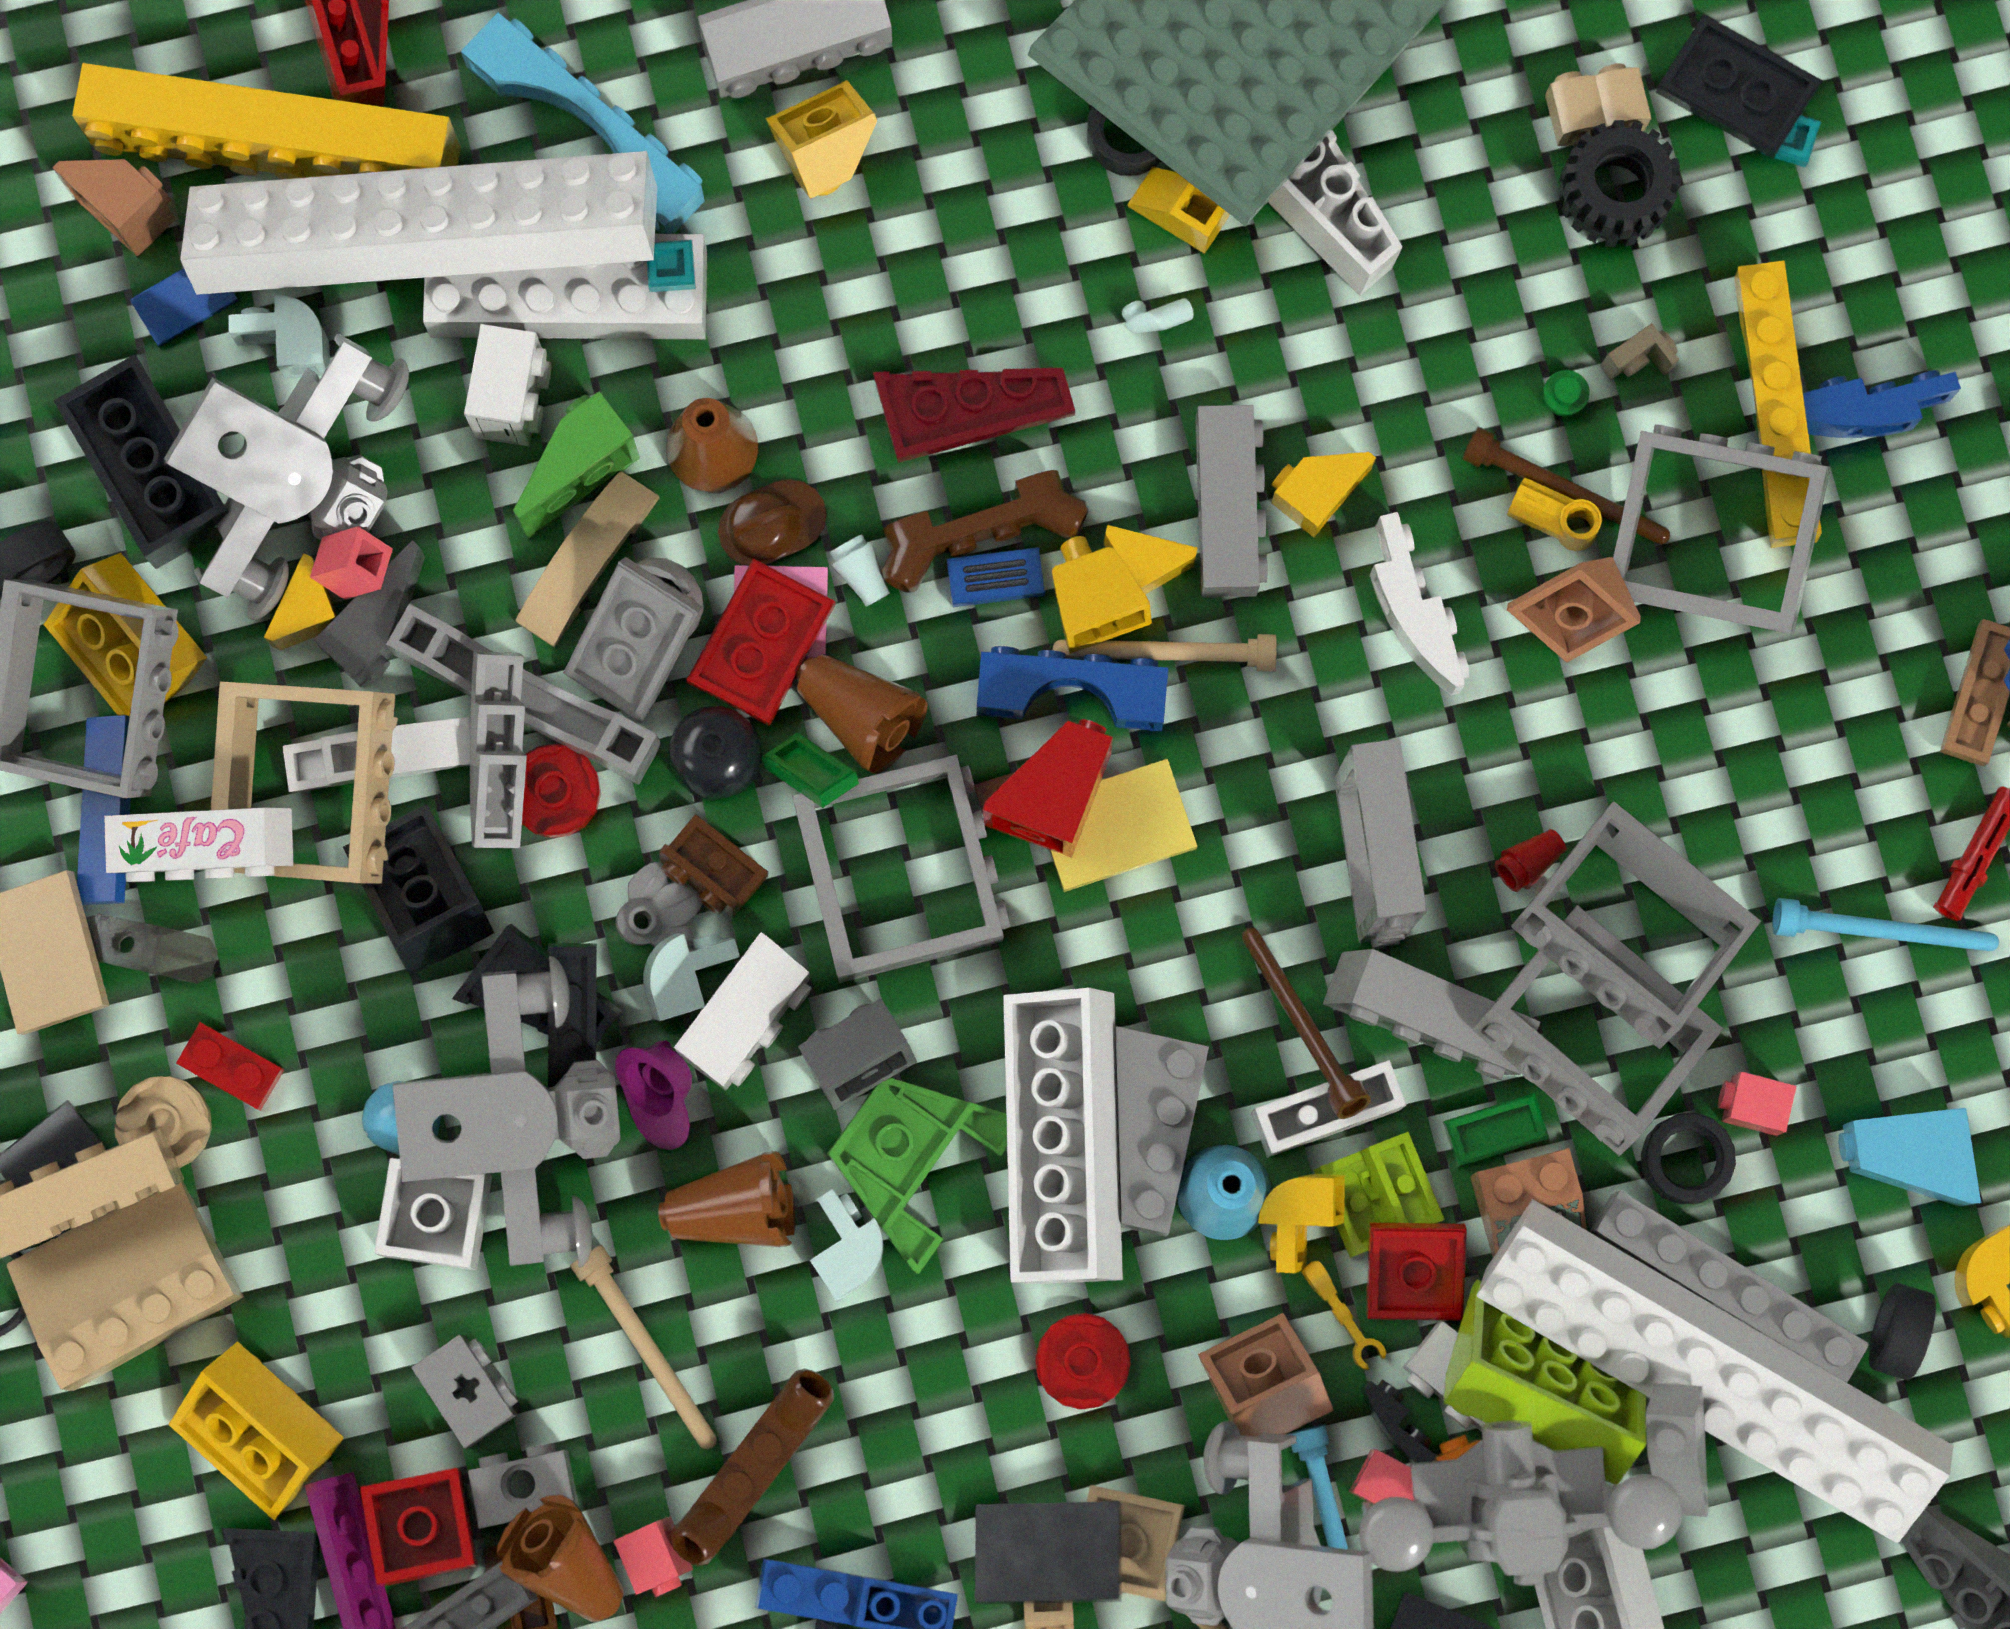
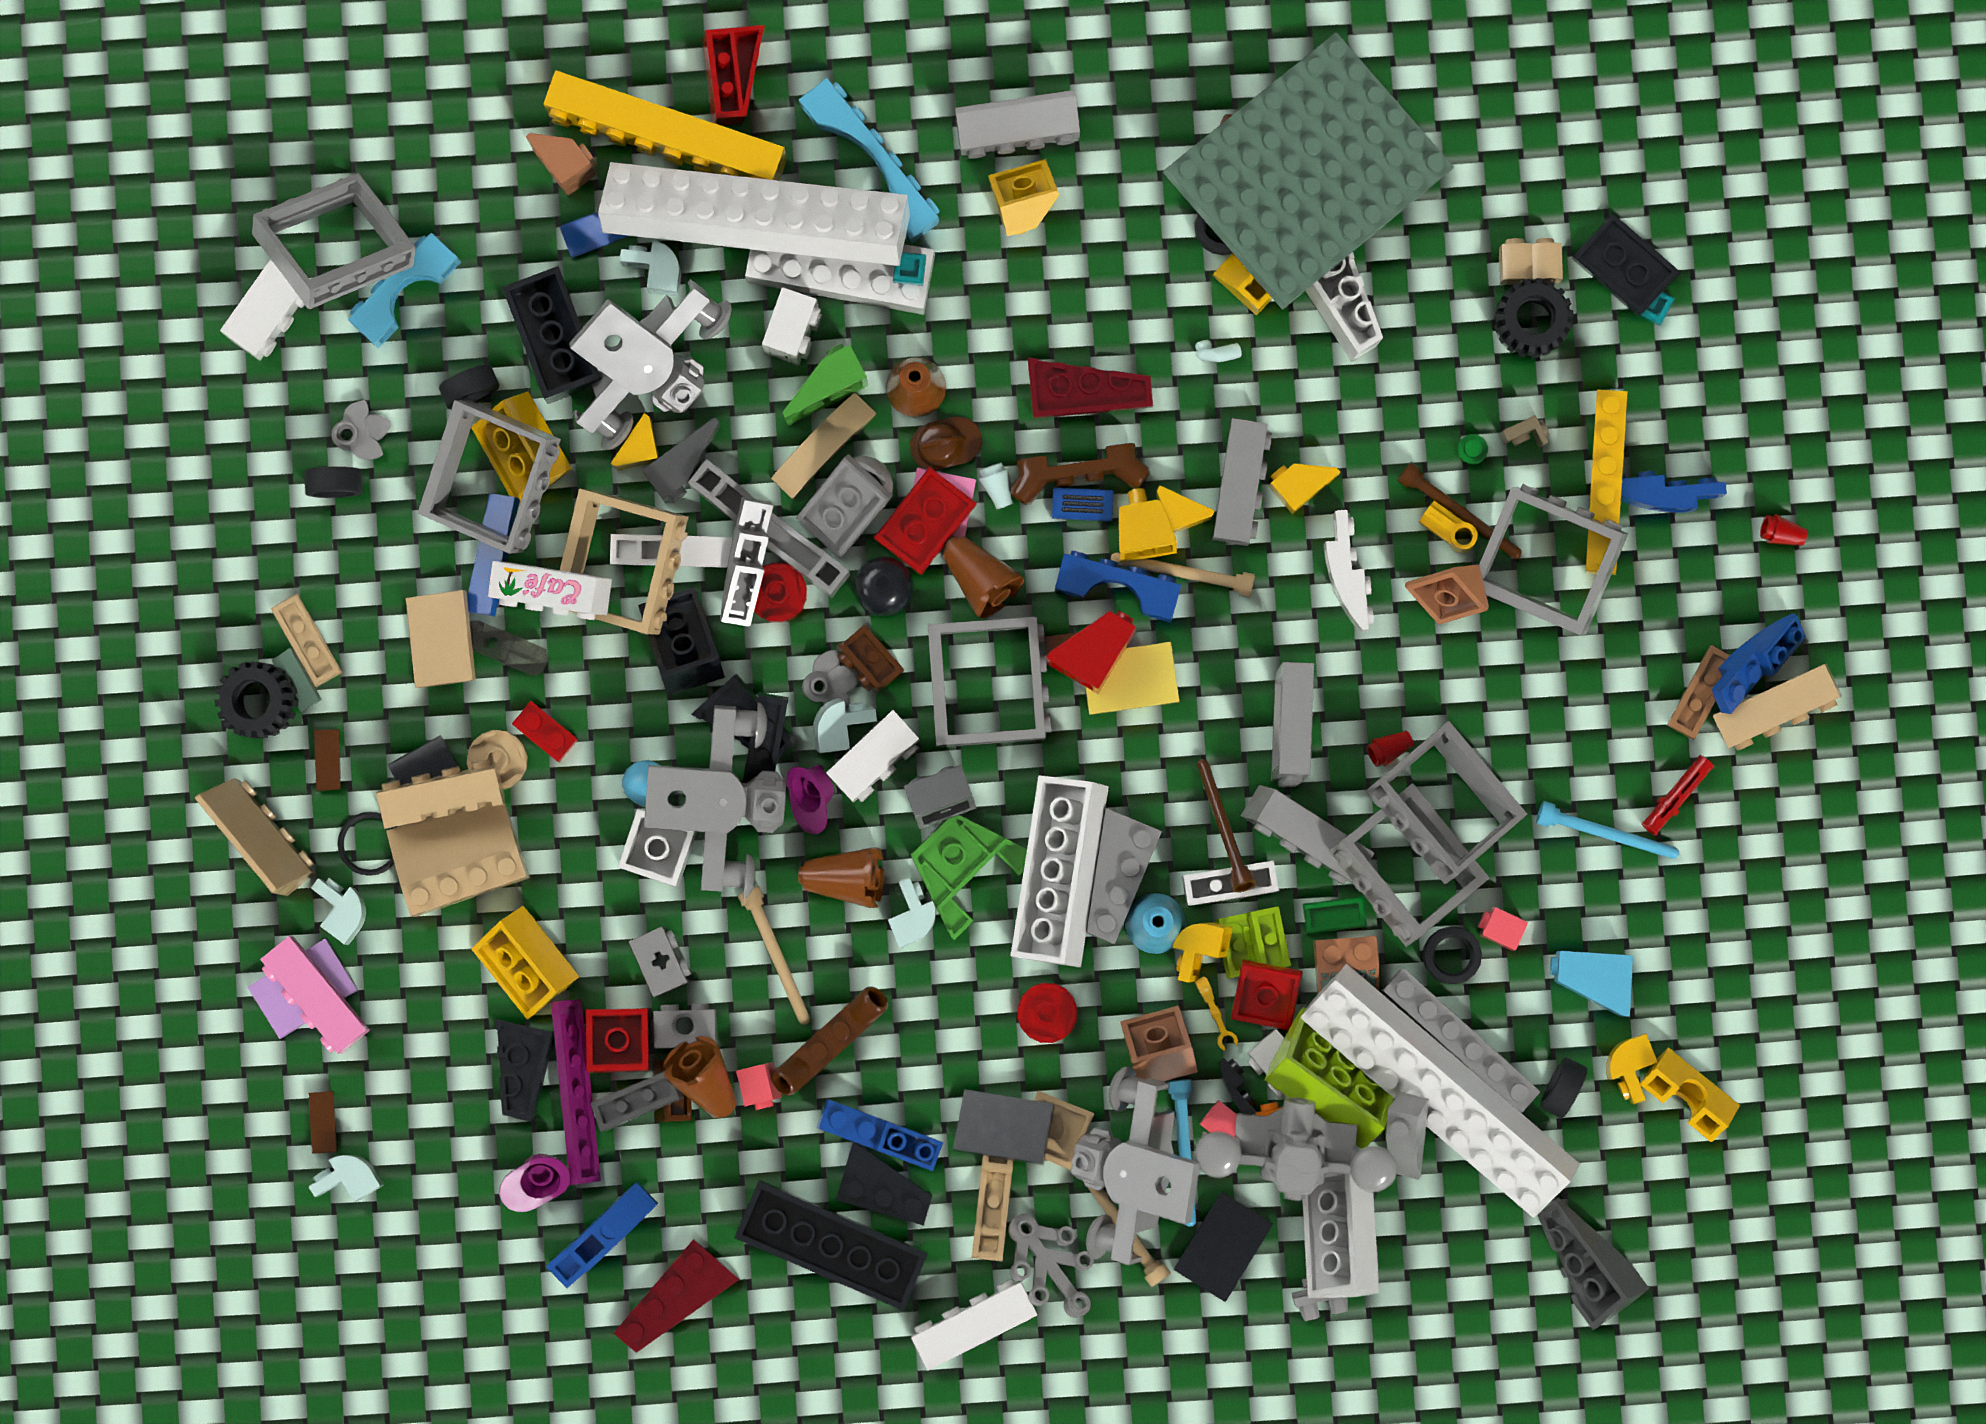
camera: 15 degrees right, 5 degrees up
(351, 562) = (674, 426): coral brick -> none
(810, 770) = (942, 609): green tile -> none

